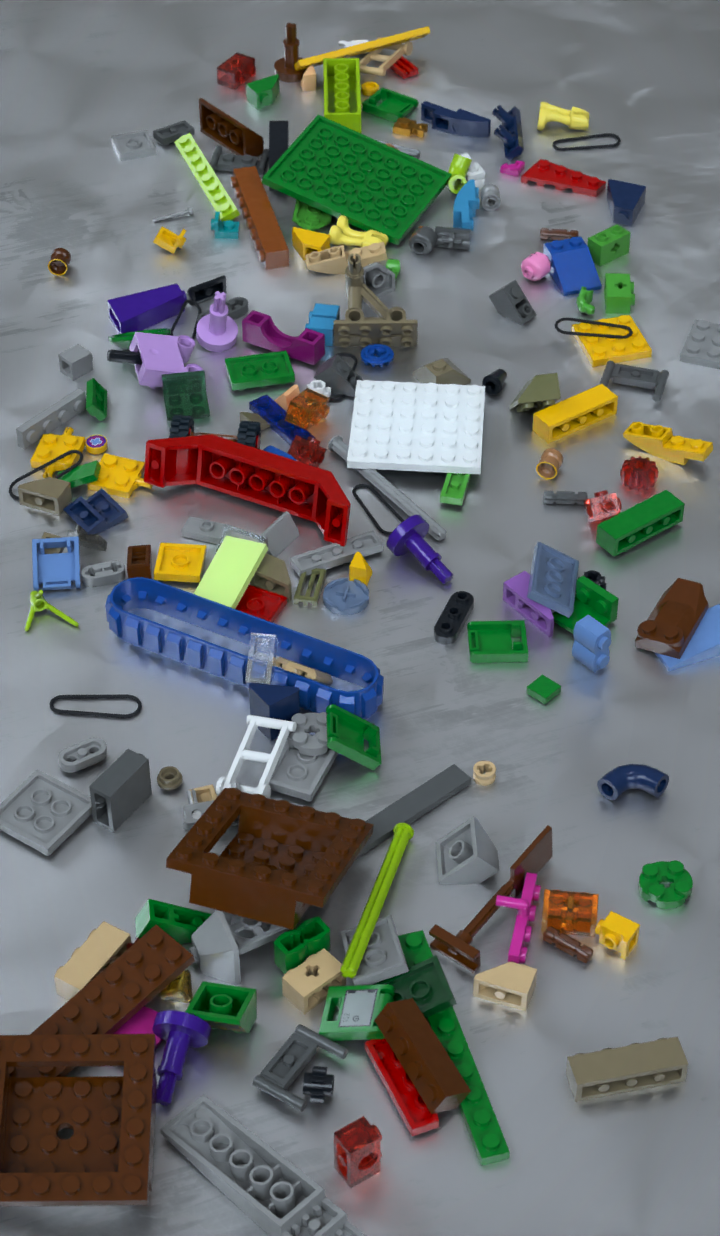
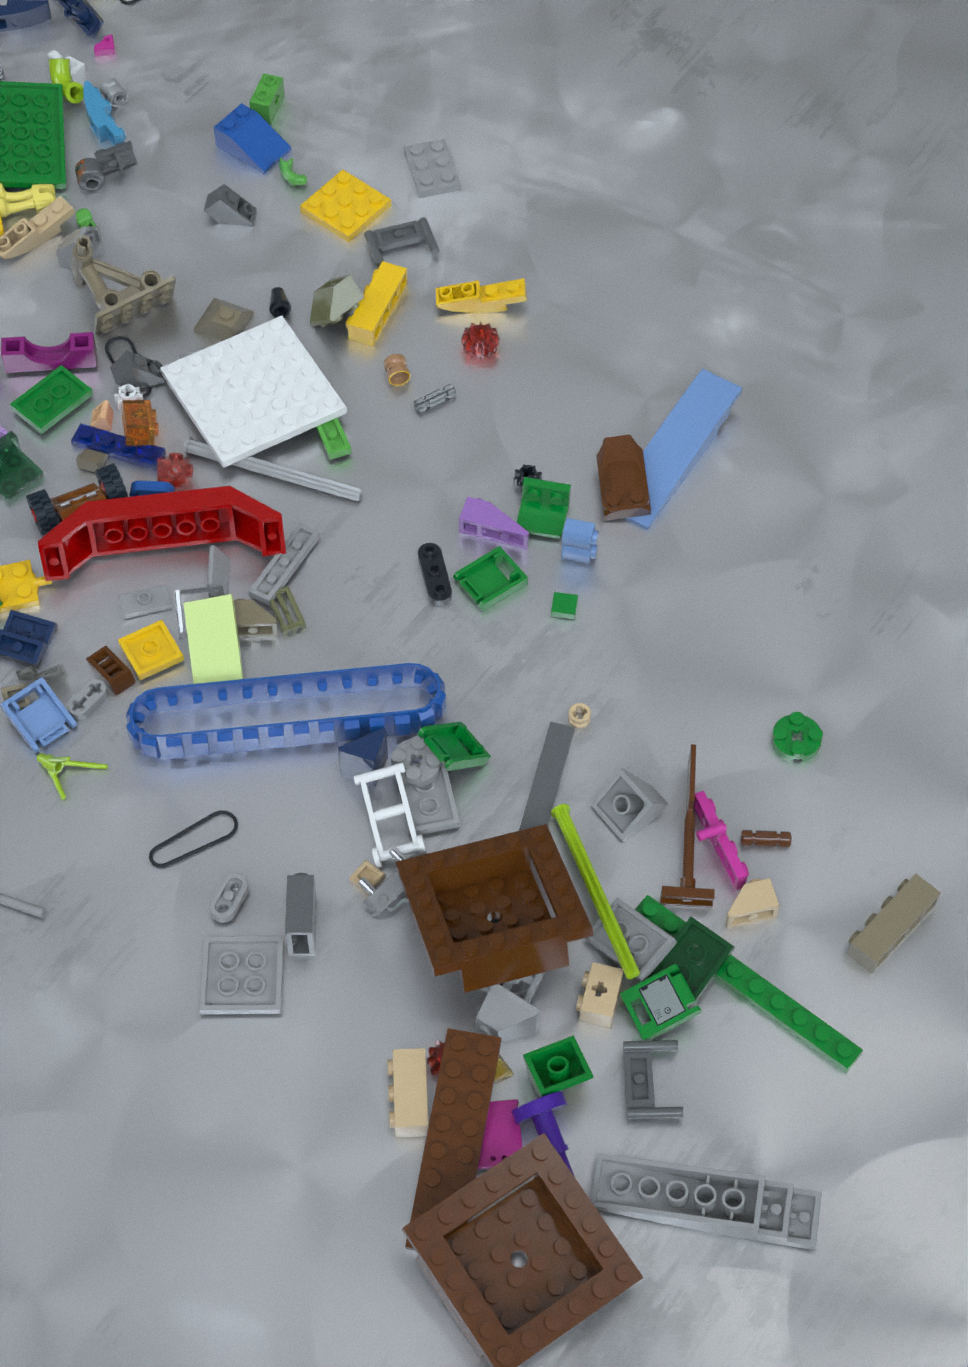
camera: 35 degrees left, 15 degrees up
(169, 778) = (324, 869): dark tan plate -> none
(173, 919) = (446, 1013): green slope -> none
(261, 658) = (332, 718): clear slope -> none
(262, 603) = (260, 656): red tile -> none
(297, 945) = (567, 979): green brick -> none
(303, 670) = (357, 704): tan tile -> none
(318, 1084) = (680, 1085): black gear -> none
(322, 321) = (70, 314): dark azure piece -> none
(345, 596) = (325, 603): sand blue tile -> none
(357, 1151) = (762, 1126): clear red brick -> none
(359, 569) = (319, 571): yellow slope -> none
(367, 511) = (282, 486): black piece -> none
(384, 353) = (147, 319): blue gear -> none
(400, 1088) = (738, 1036): red wing -> none
(410, 538) = (359, 521): dark purple piece -> none
(422, 1055) = (747, 1012): reddish brown brick -> none
(535, 266) = (220, 155): bright pink head -> none
(553, 579) = (496, 492): sand blue tile -> none
(557, 234) = (209, 106): reddish brown axle -> none
(563, 178) = (163, 37): red wing -> none
(570, 912) = (748, 808): clear orange brick -> none
(593, 334) = (328, 209): black piece -> none
(602, 506) = (479, 394): clear red brick -> none
(618, 293) = (315, 150): bright green brick -> none
(618, 933) = (799, 806): yellow brick -> none
(625, 201) = (241, 40): dark blue slope -> none
(632, 777) = (699, 653): dark blue cylinder -> none
(640, 523) = (521, 393): green brick -> none

